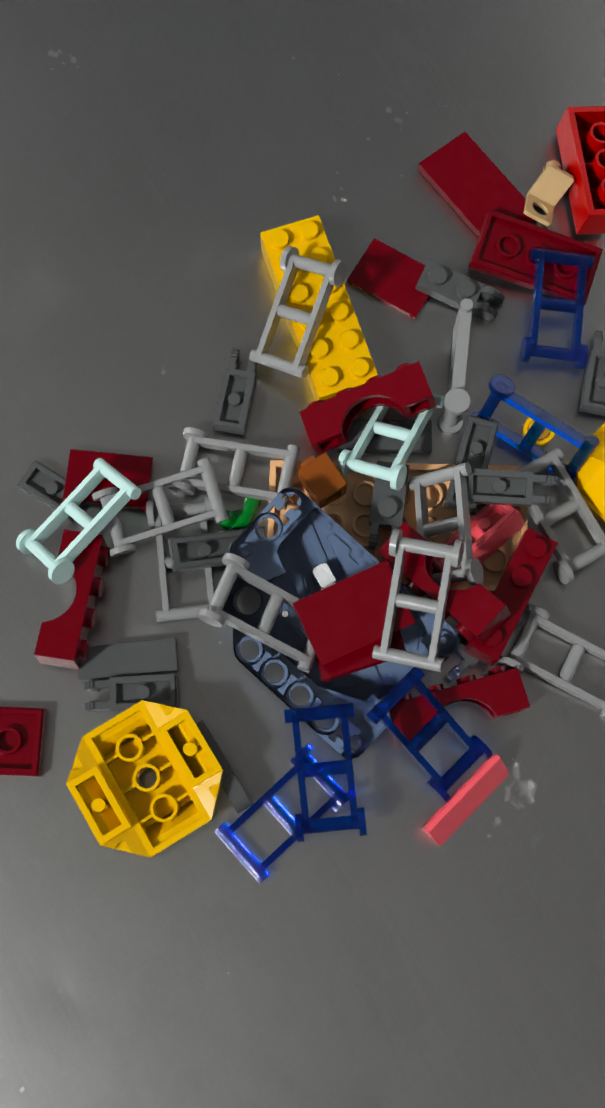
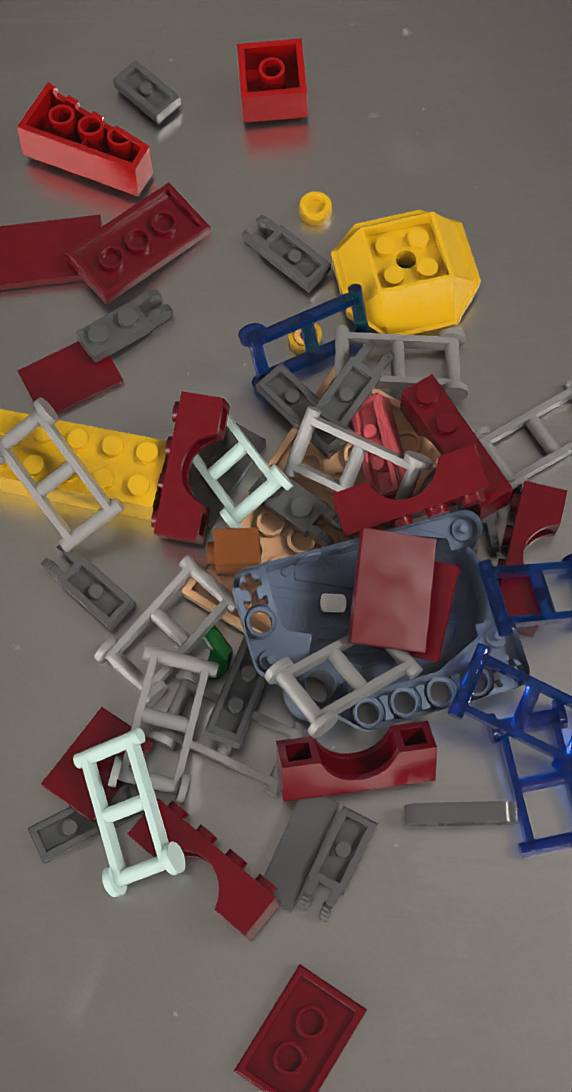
camera: 55 degrees left, 5 degrees down
(109, 773) = (480, 881): yellow piece -> none
(188, 638) = (400, 758): none -> dark red arch
(397, 548) = (403, 463): light grey piece -> none
(457, 399) = (206, 368): light grey piece -> none
(547, 192) = (81, 194): tan bracket -> none
(578, 351) = (221, 297): clear blue piece -> none

